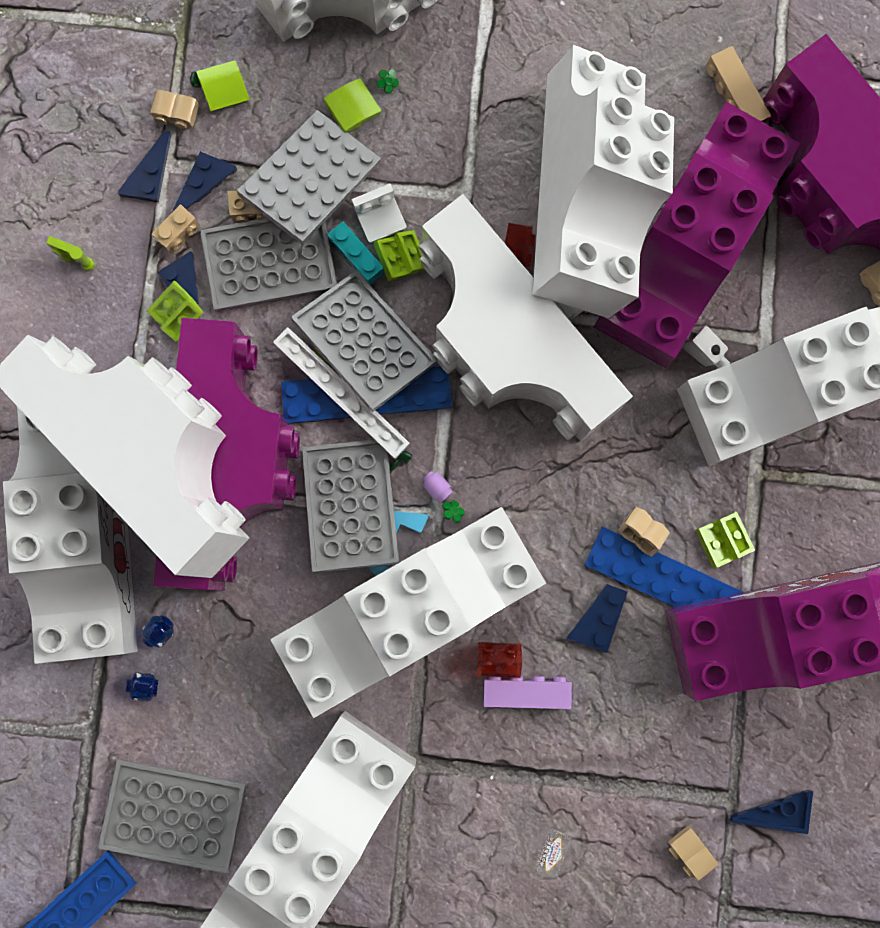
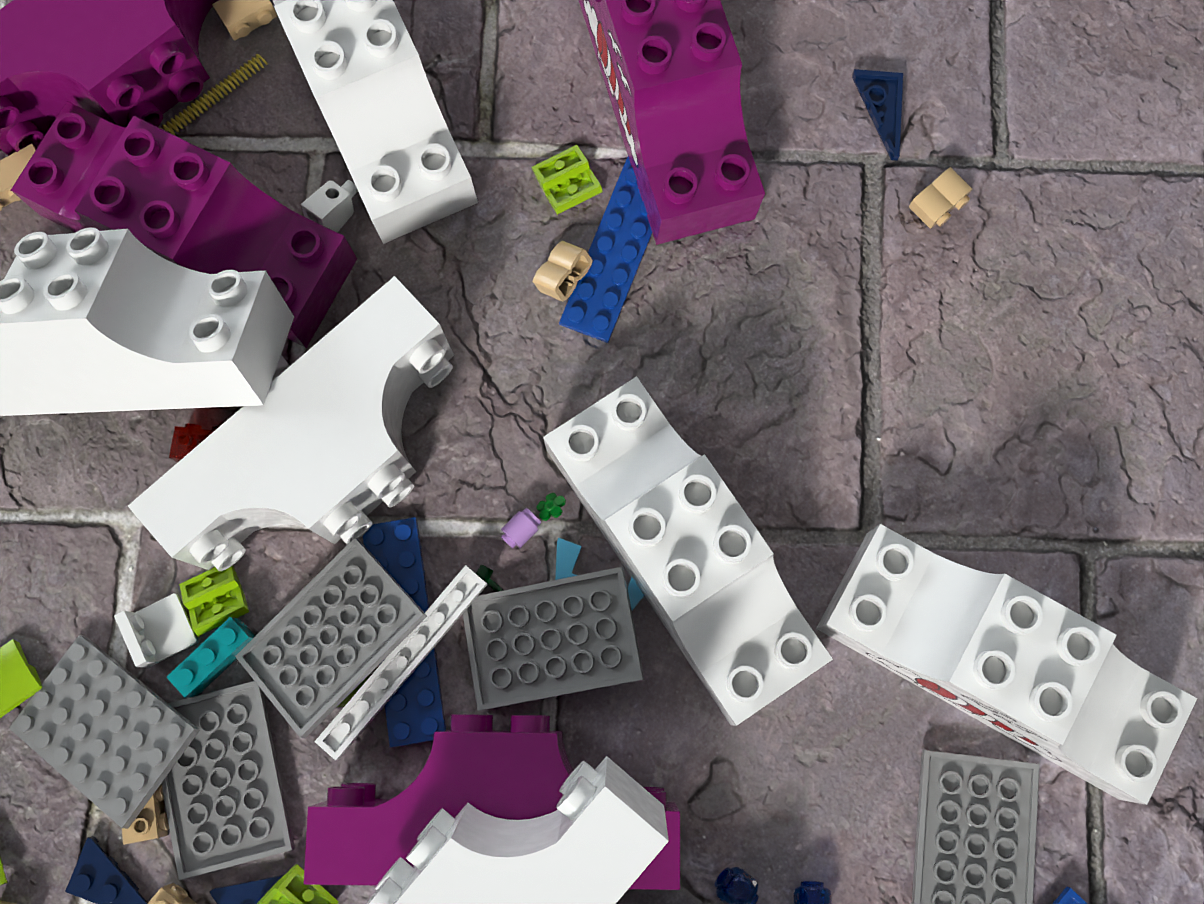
camera: 90 degrees left, 5 degrees down
(499, 659) = (734, 435): clear red brick -> none
(527, 693) = (772, 400): lavender brick -> none
(553, 854) = (962, 359): clear tile -> none
(600, 620) = (675, 318): dark blue wing -> none
(811, 259) = (179, 120): none -> light yellow piece

